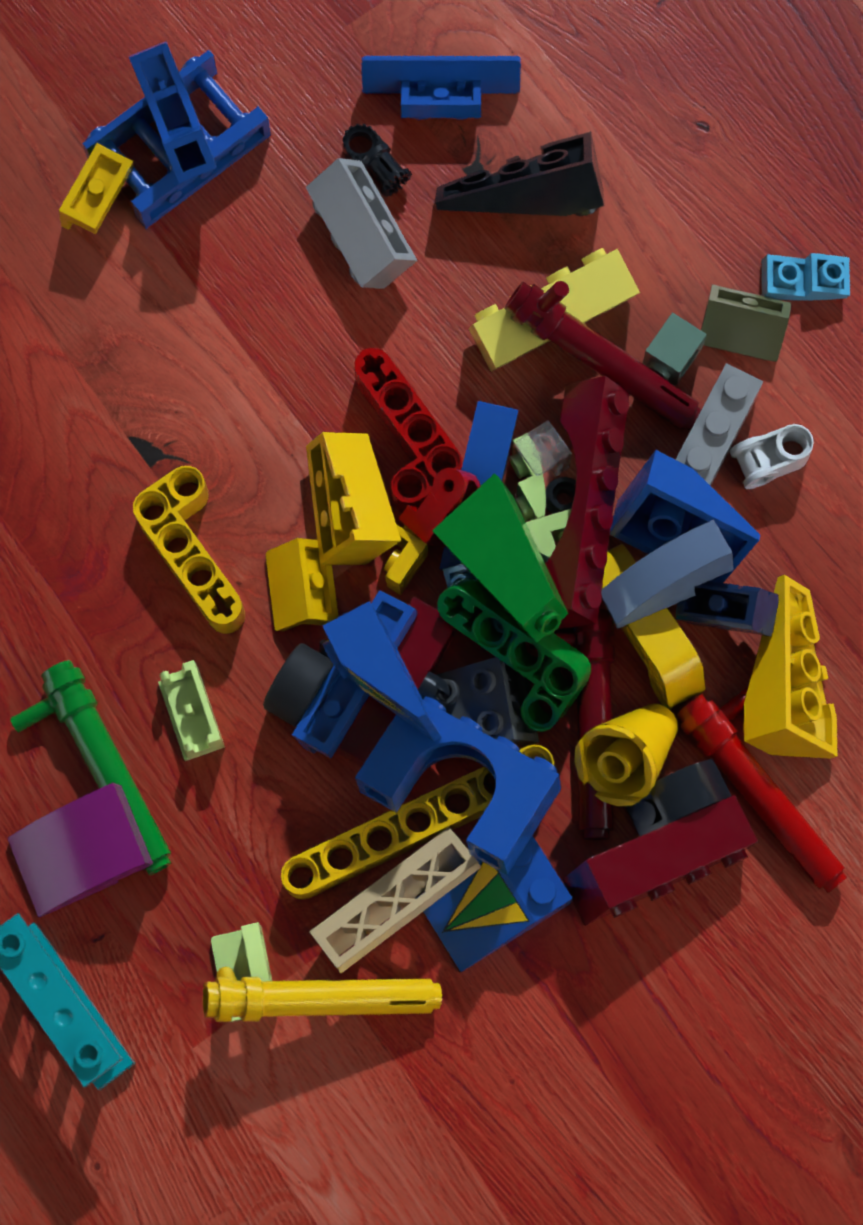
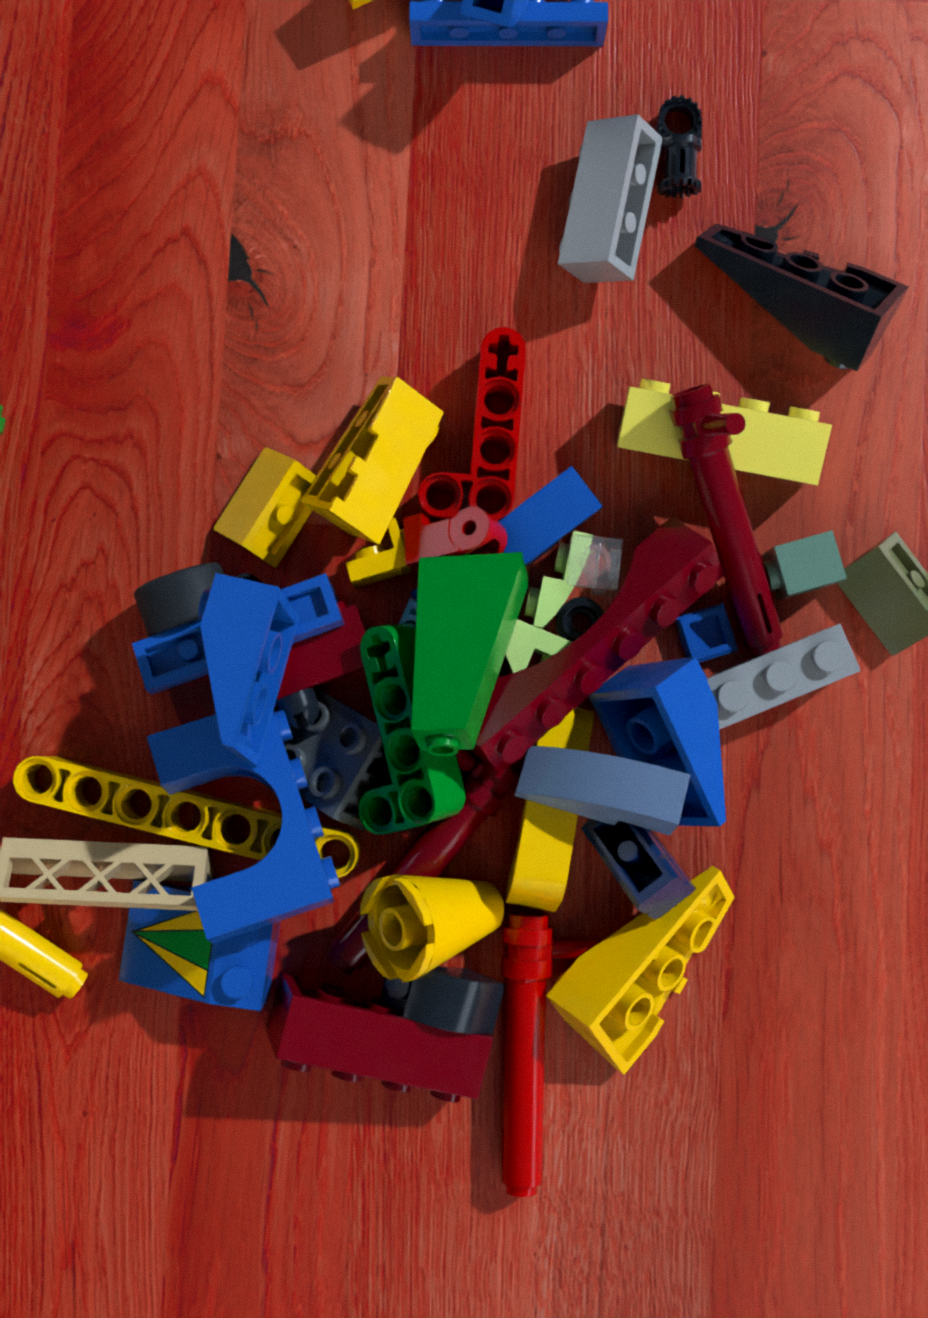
camera: 40 degrees right, 10 degrees up
(190, 711) = (75, 542): yellowish green hinge -> none
(194, 556) = (195, 397): yellow beam -> none
(441, 83) = (805, 122): blue bracket -> none
(647, 437) = (706, 633): none -> blue tile
(765, 459) = (801, 741): white piece -> none

